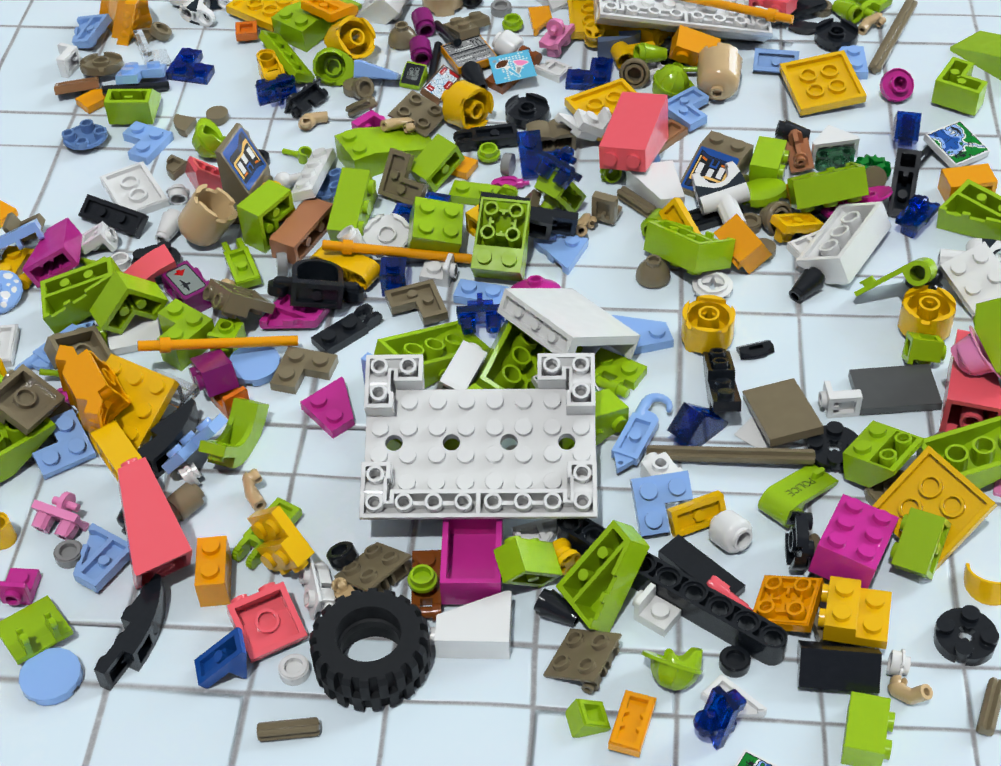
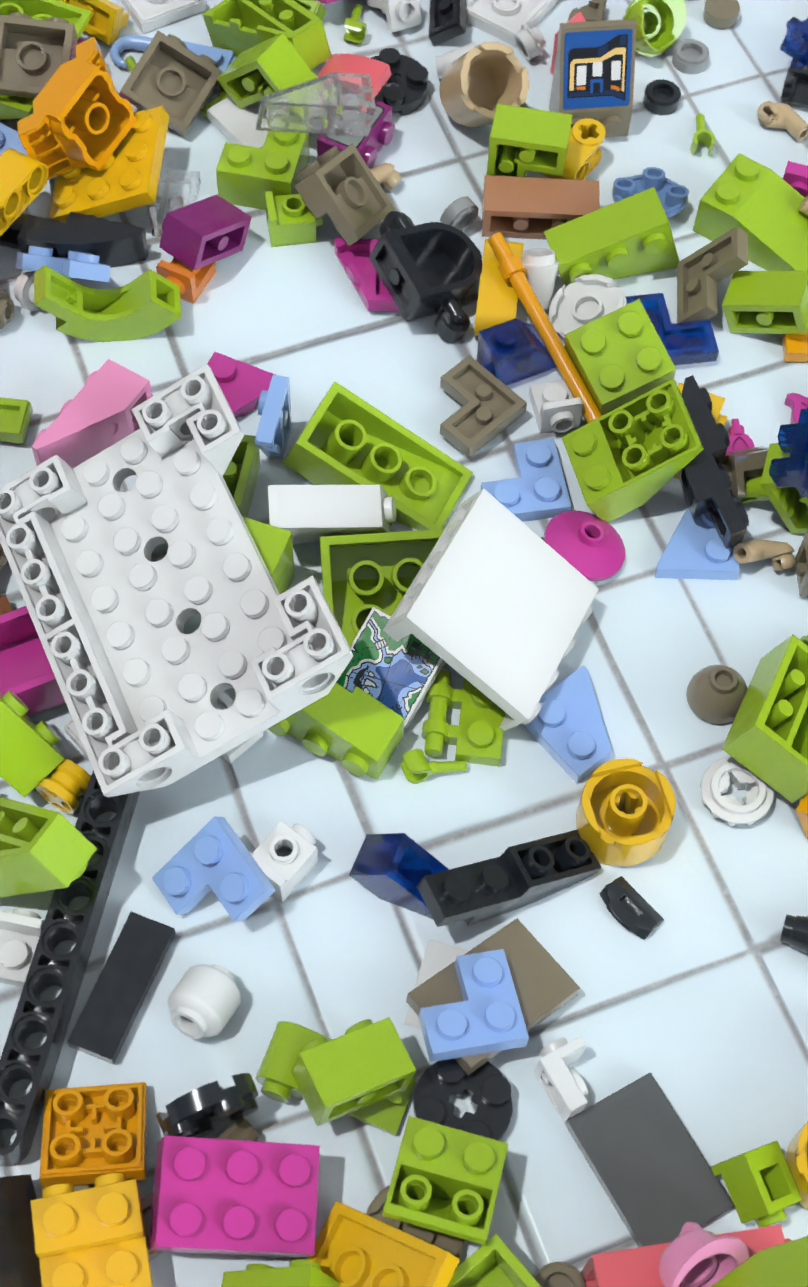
camera: 60 degrees right, 15 degrees up
(122, 260) = (367, 43): white plate -> none
(165, 344) = (209, 156): light orange bar -> none
(177, 276) = (321, 106): none -> clear slope
(241, 264) = (437, 171): lime hinge -> none
(251, 492) = (45, 360): tan arm -> none
(255, 364) = (263, 272): light blue tile -> none
(301, 363) = (282, 318): dark tan plate -> none
(312, 176) = (639, 167): white plate -> none
(325, 459) = (95, 416): none -> bright pink slope
(347, 330) = (380, 347): black hinge -> none
(469, 192) = (755, 389): lime hinge -> none
(479, 312) = (461, 479): clear blue hips -> none
(632, 401) = (418, 769): none -> lime hand
(638, 432) = (354, 797): light blue plate -> none
(695, 513) = (219, 939): yellow hinge -> none
(720, 586) = (70, 1030): coral piece -> none
(736, 454) = (366, 940): dark tan axle -> none
(797, 410) = (486, 1018): none -> light blue plate
(806, 469) = (352, 1069): none -> lime brick

